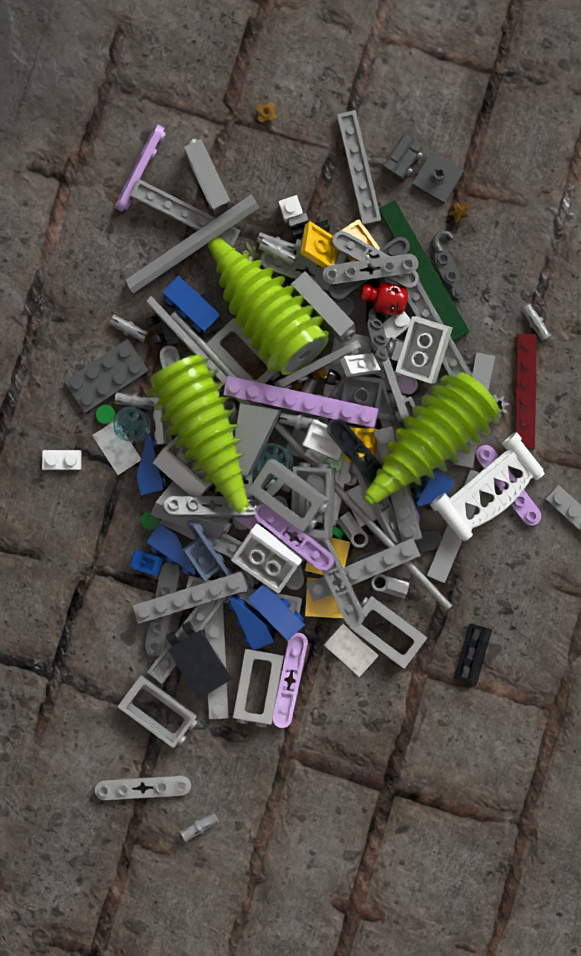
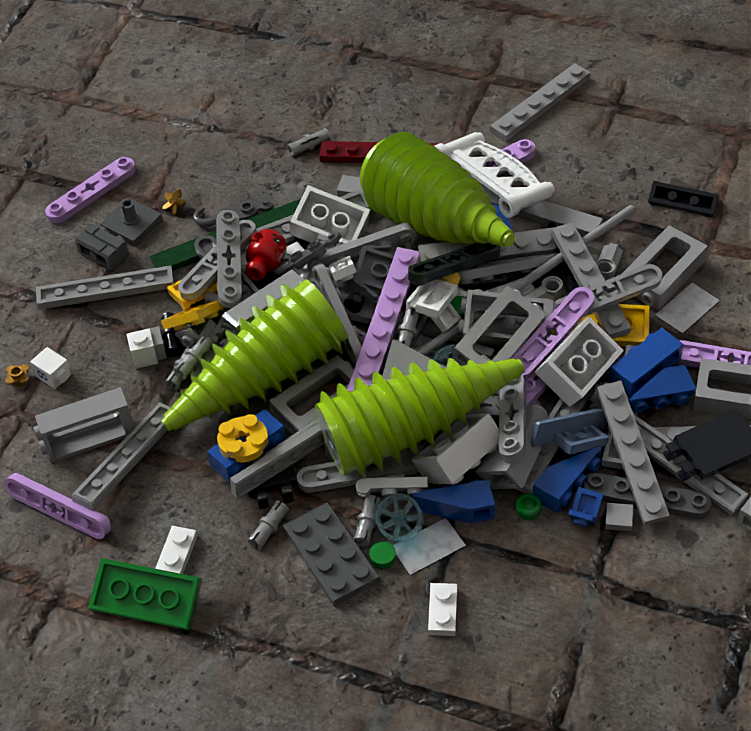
camera: 85 degrees left, 35 degrees down
(64, 245) = (145, 594): none -> green tile
(98, 261) = (177, 549): none -> white plate
(142, 587) = (619, 516): none -> light grey tile
(177, 296) = (247, 426): none -> yellow plate
(192, 243) = (169, 445): light grey tile -> none
(270, 139) = (51, 368): none -> white brick
(490, 148) = (79, 196): none -> lavender piece

